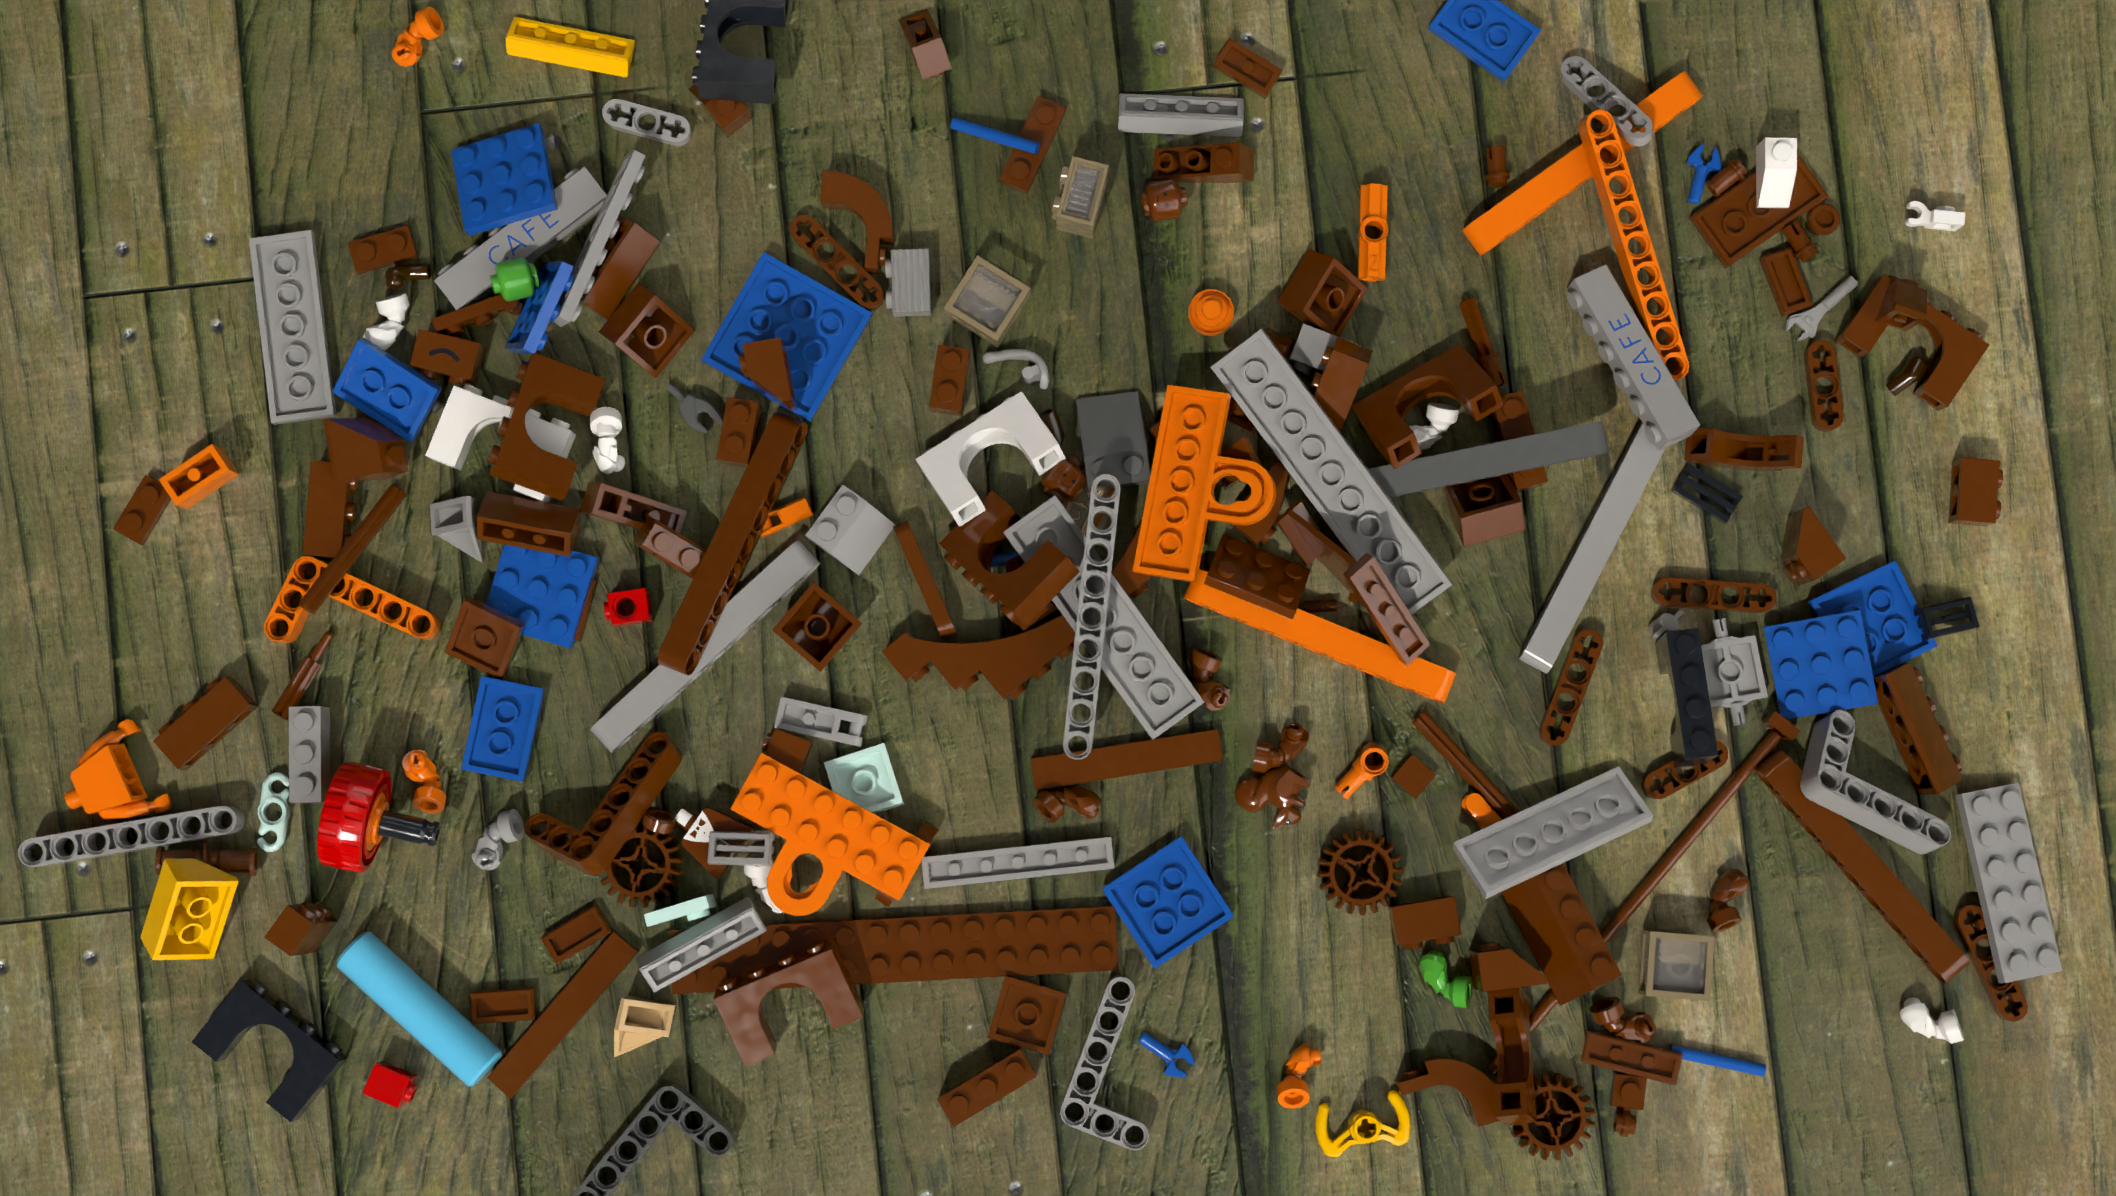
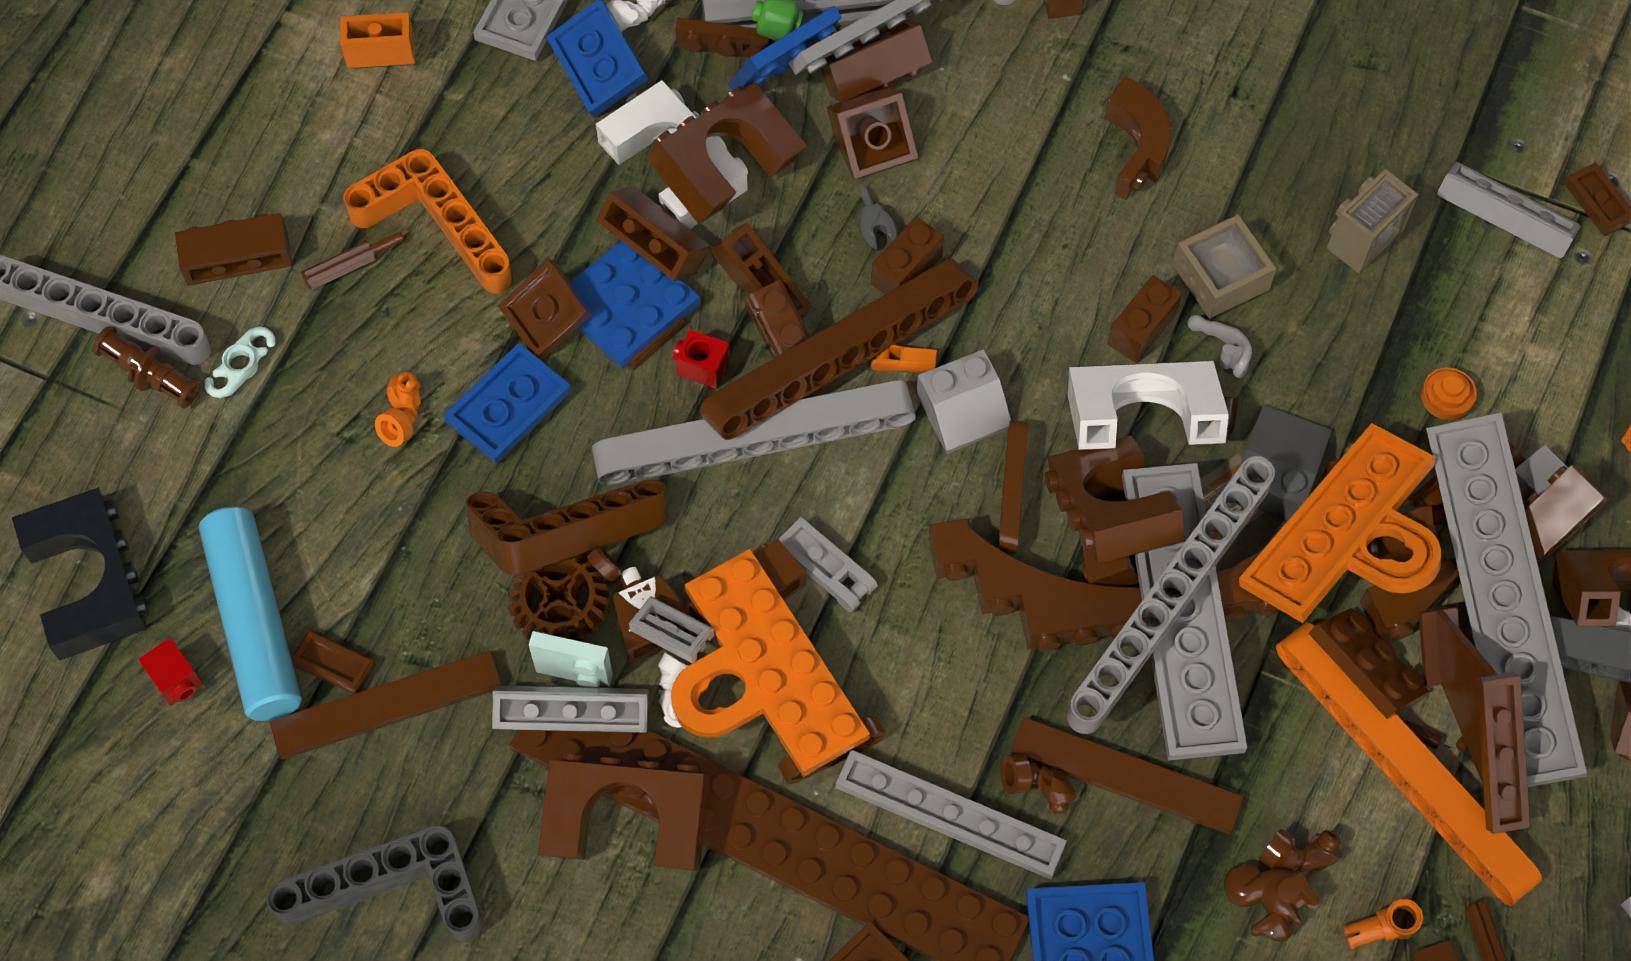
camera: 30 degrees right, 20 degrees down
(109, 782) = (110, 249): orange torso -> none
(143, 510) = (307, 49): reddish brown plate -> none
(188, 910) = (97, 396): yellow slope -> none
(301, 928) = (192, 464): reddish brown brick -> none
(309, 754) = (309, 325): light grey brick -> none
(328, 512) = (477, 130): reddish brown brick -> none
(352, 549) = (473, 166): reddish brown axle -> none
(359, 816) = (316, 394): red wheel -> none
(363, 450) = (540, 93): reddish brown slope -> none
(447, 357) = (672, 59): reddish brown brick -> none
(457, 524) = (583, 201): light grey slope -> none
(489, 849) = (421, 503): light grey arm -> none
(576, 934) = (450, 635): reddish brown tile -> none
(606, 424) = (781, 190): white arm -> none
(640, 1023) = (456, 754): tan slope -> none
(769, 369) = (972, 207): reddish brown slope -> none
(807, 316) = (1004, 205): blue plate -> none
(817, 626) = (877, 465): reddish brown brick -> none
(839, 260) = (1091, 167): reddish brown beam -> none
(866, 779) = (842, 642): light aqua plate -> none
(910, 282) = (1154, 216): light grey brick -> none
(925, 44) = (1286, 29): reddish brown slope -> none
(995, 135) = (1312, 133): blue bar -> none
(1040, 127) = (1343, 163): reddish brown plate -> none
(1064, 480) = (1215, 465): reddish brown head -> none
(1163, 200) = (1453, 268): reddish brown head -> none
(1205, 163) = (1517, 260): reddish brown slope -> none
(1211, 691) = (1259, 759): reddish brown arm -> none
(1322, 293) = (1580, 429): reddish brown slope -> none

